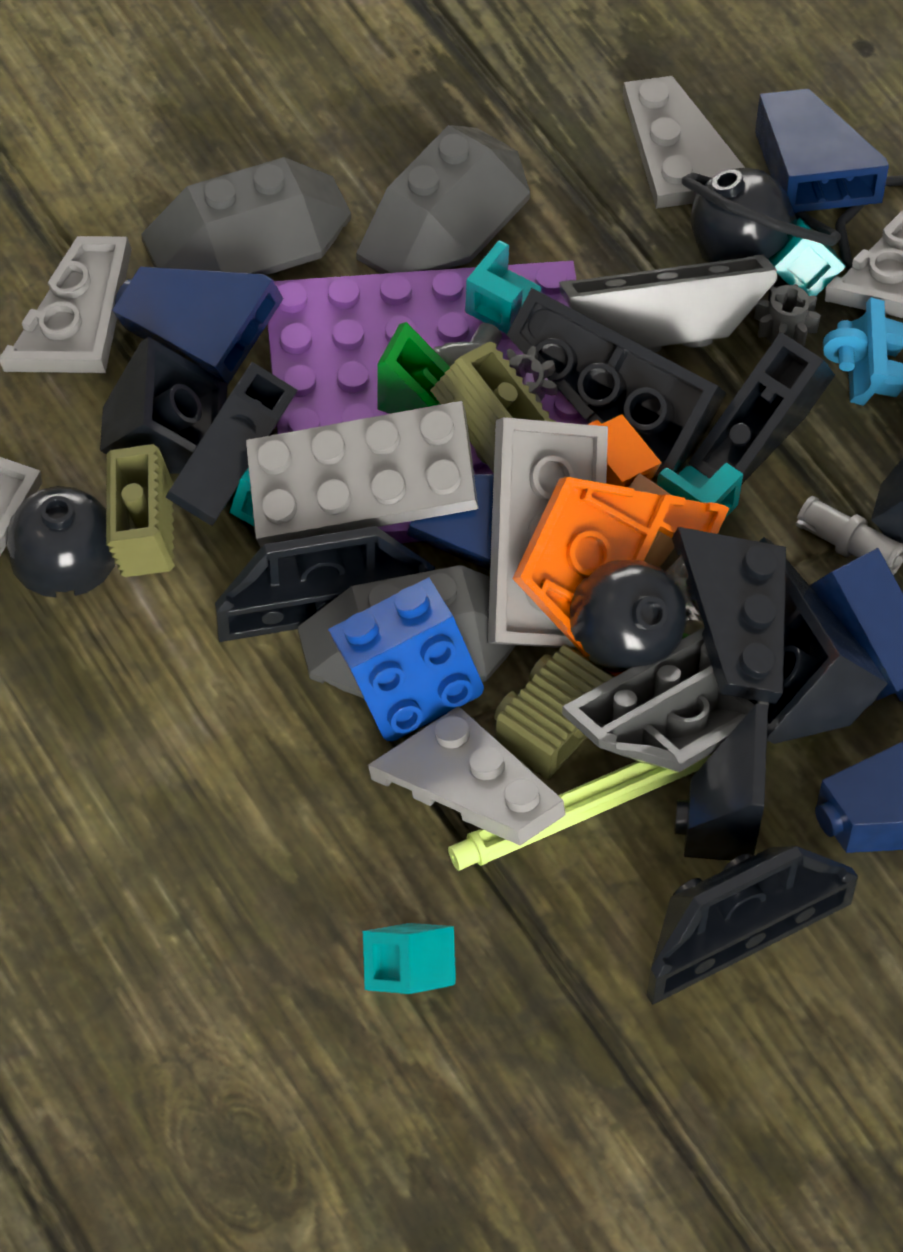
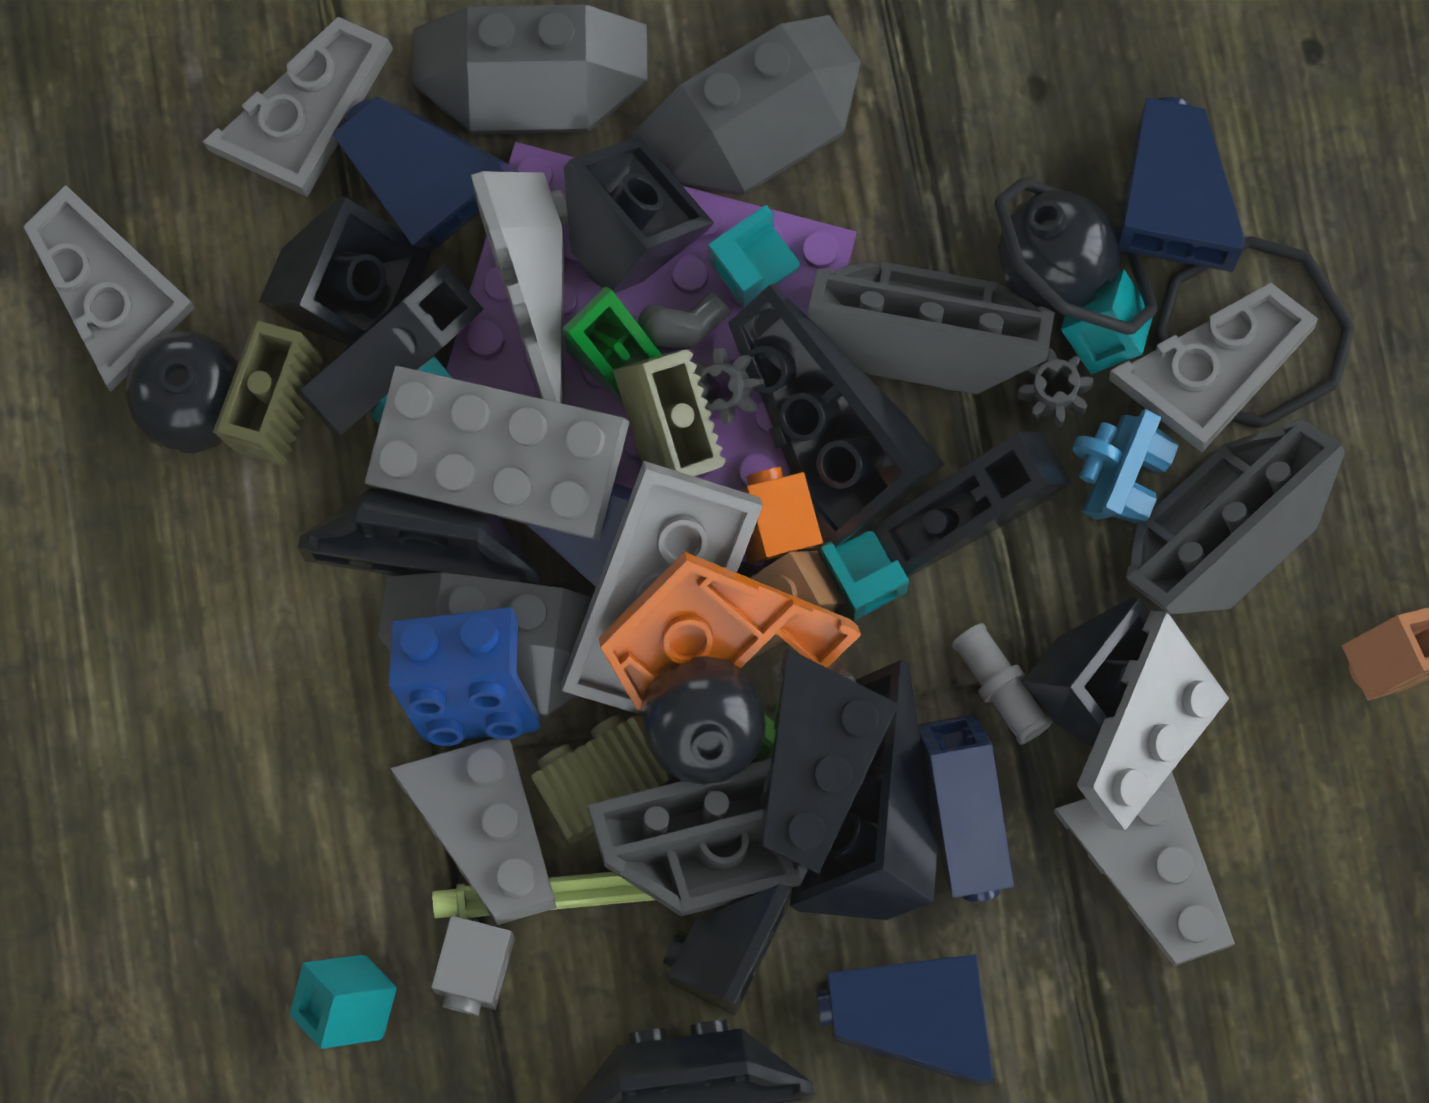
camera: 25 degrees right, 20 degrees up
(316, 340) = (529, 251): none -> light grey wedge
(386, 289) = (628, 214): none -> black slope
(511, 888) = (472, 965): none -> light grey brick
(673, 139) = (1043, 113): light grey wing -> none

